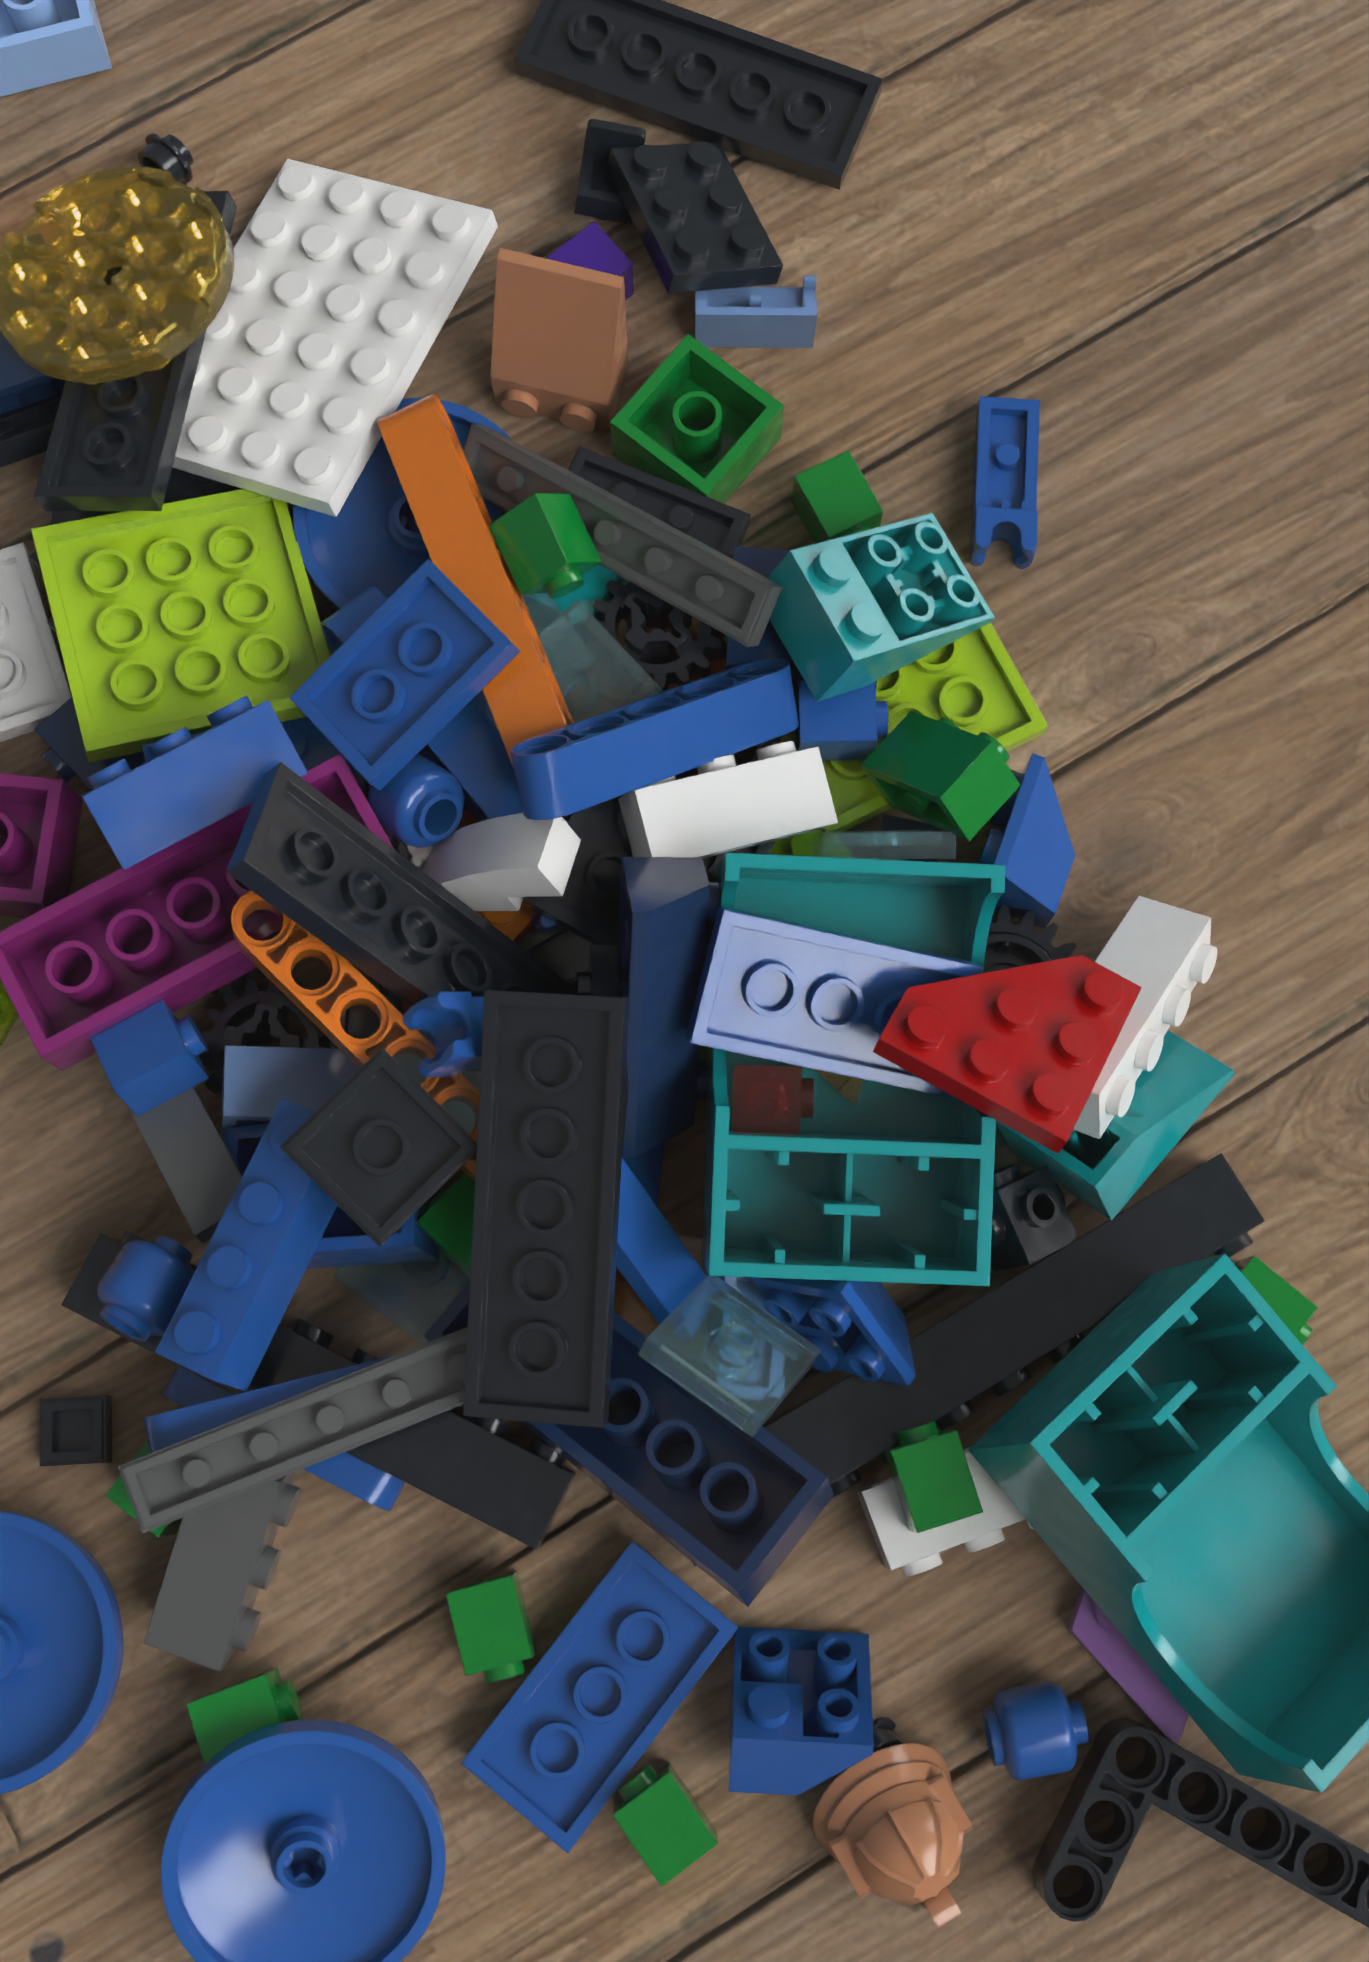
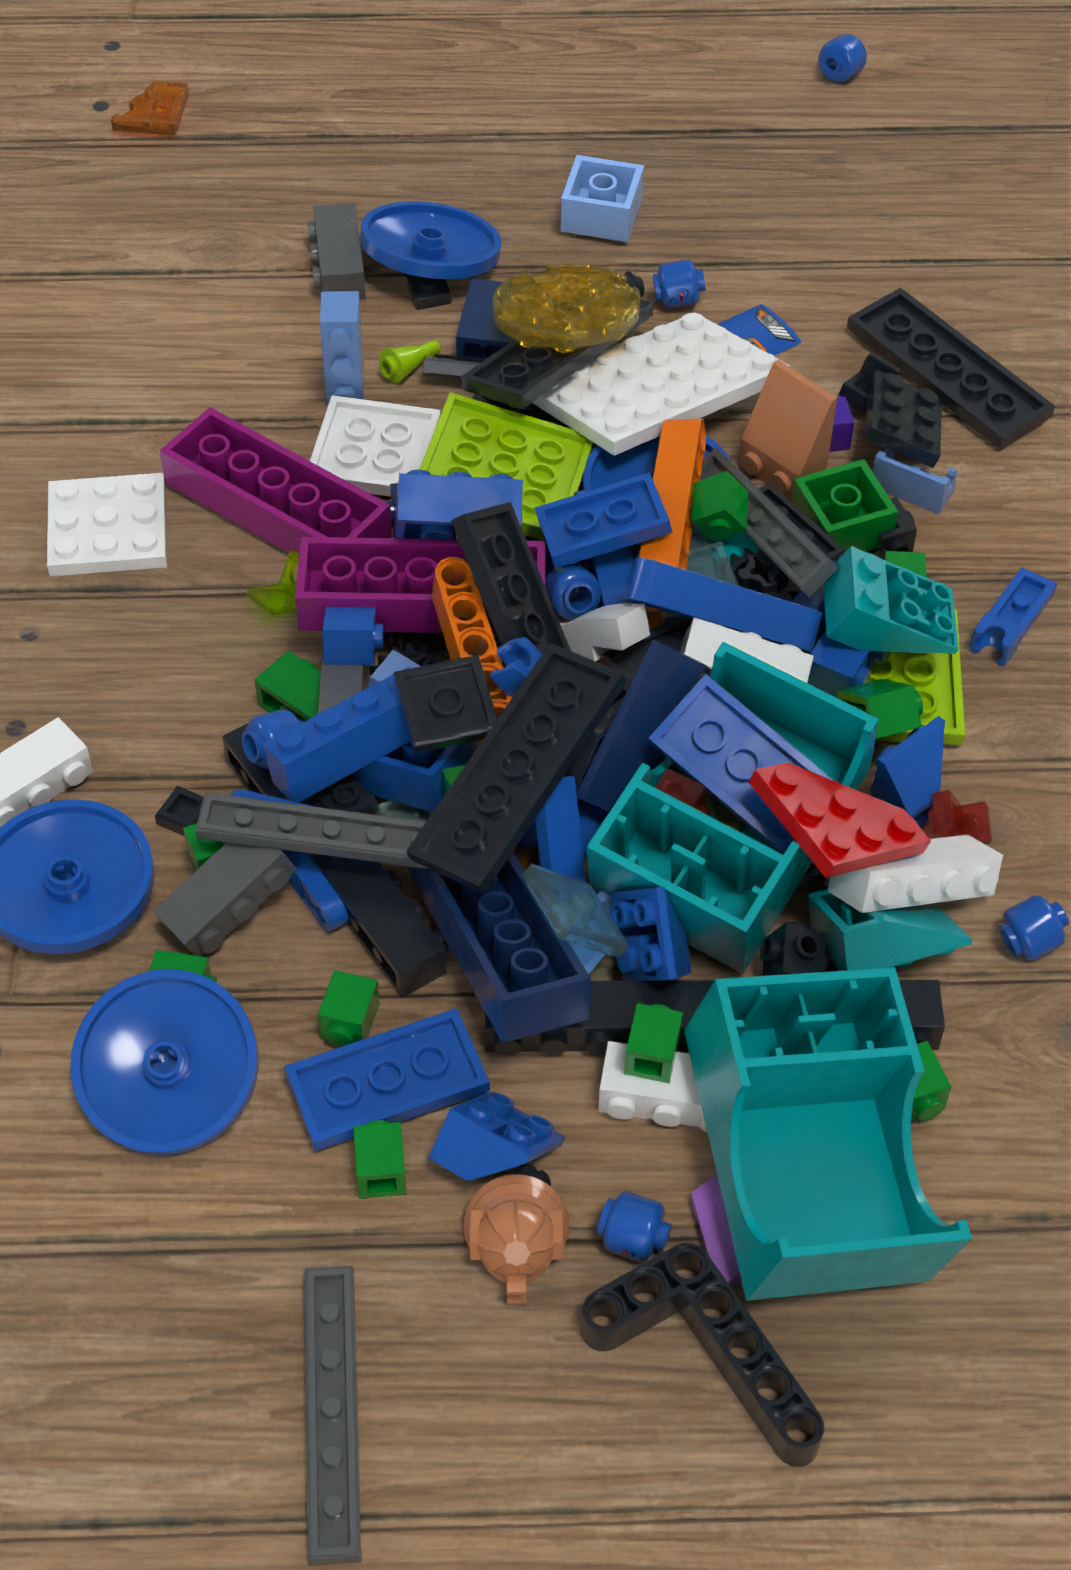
camera: 30 degrees right, 25 degrees down
(107, 1157) = (290, 686): none -> green brick
(236, 120) = (678, 284): none -> blue head
(313, 1315) = (348, 796): none -> black bracket
(393, 142) = (762, 329): none -> blue sticker
(798, 427) = (900, 538): none -> black bracket
(1114, 873) = (953, 819): none -> clear red bracket
(1285, 988) = (1033, 927): none -> blue head

